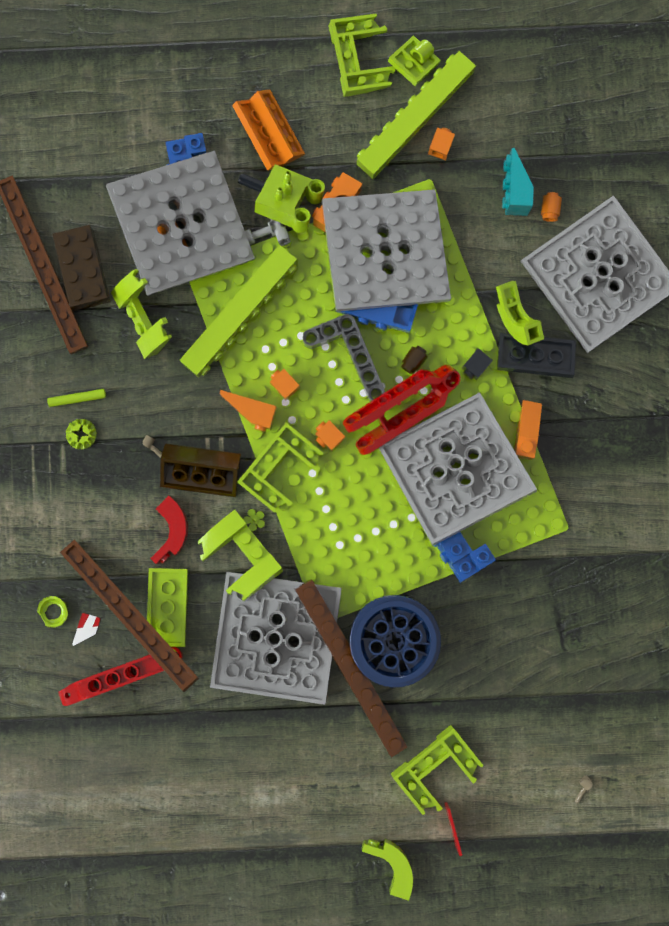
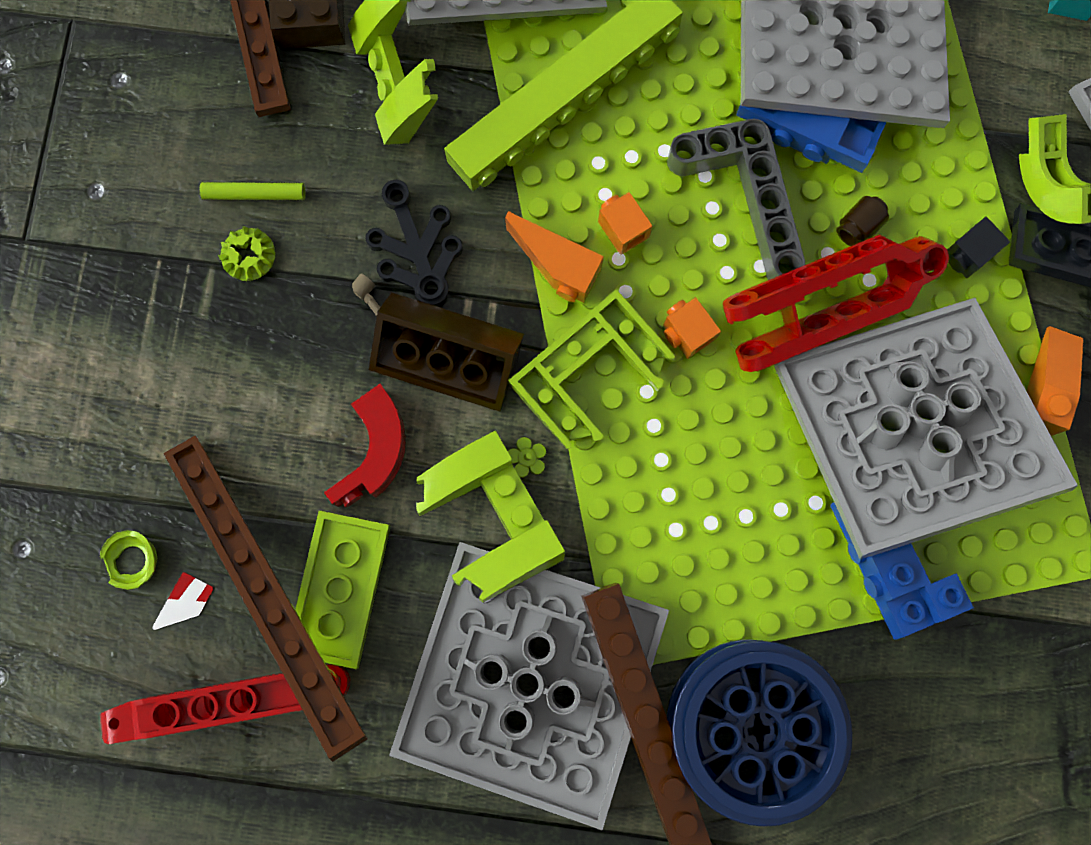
camera: 10 degrees right, 5 degrees down
(173, 415) = (416, 249): none -> black plant

